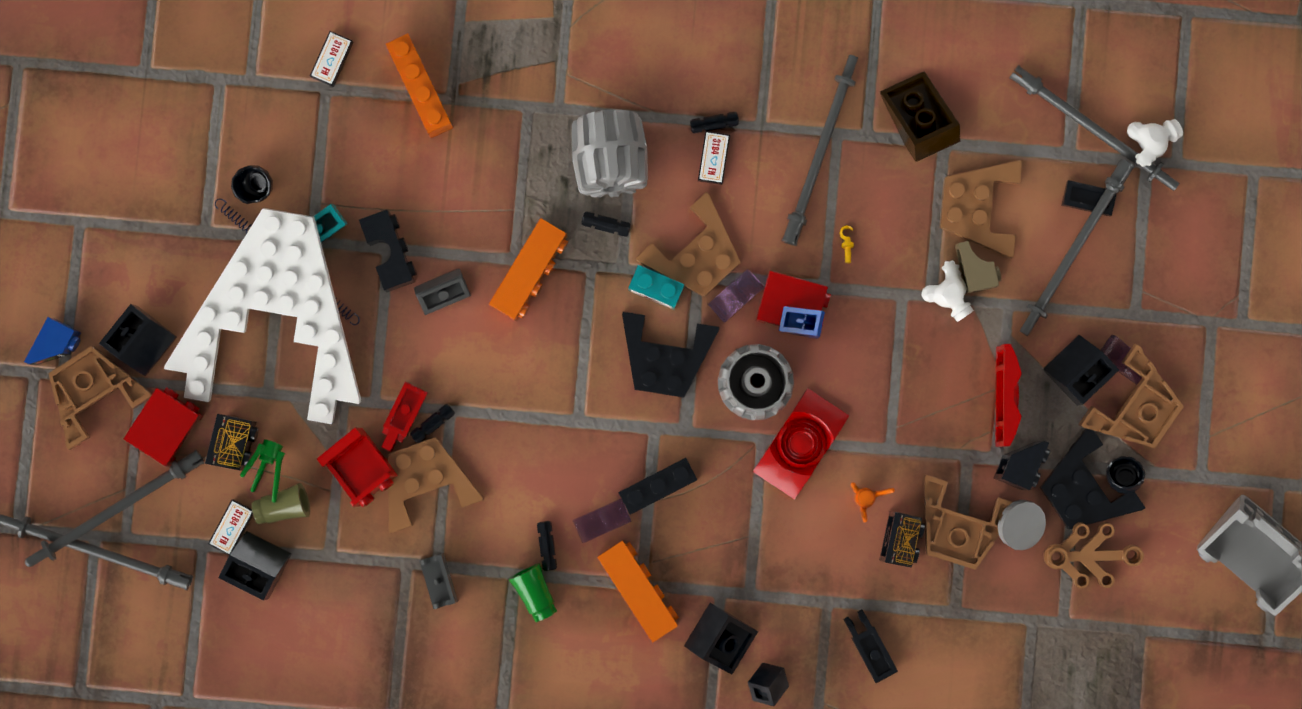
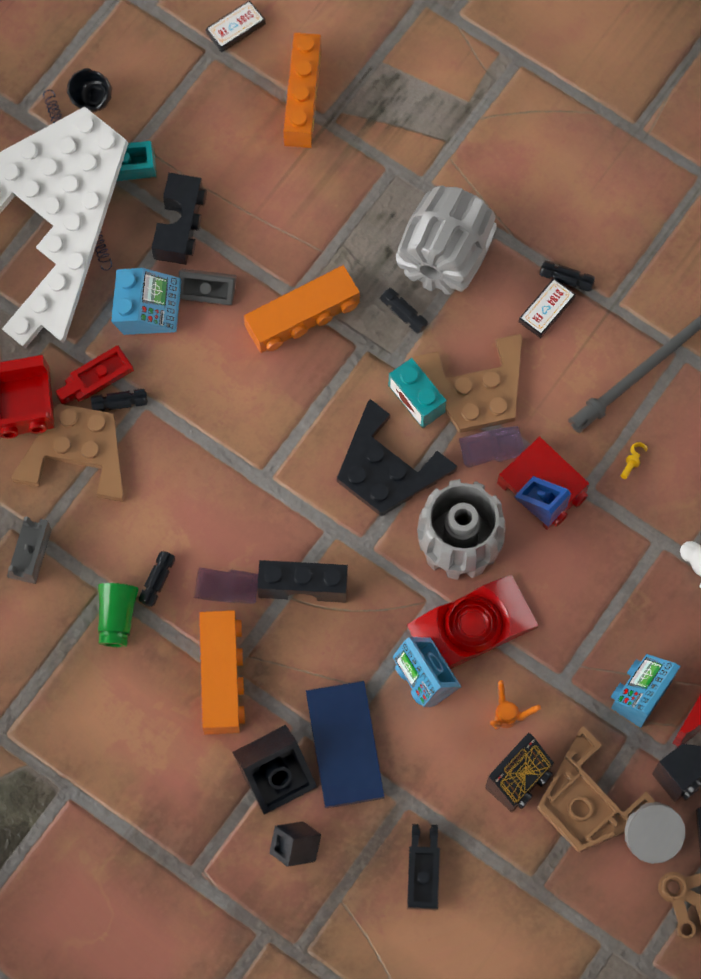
camera: 30 degrees right, 15 degrees down
(405, 335) = (145, 301): none -> dark azure slope
(760, 589) = (345, 744): none -> dark blue tile
(790, 503) = (425, 671): none -> dark azure slope
(956, 422) = (644, 688): none -> dark azure slope

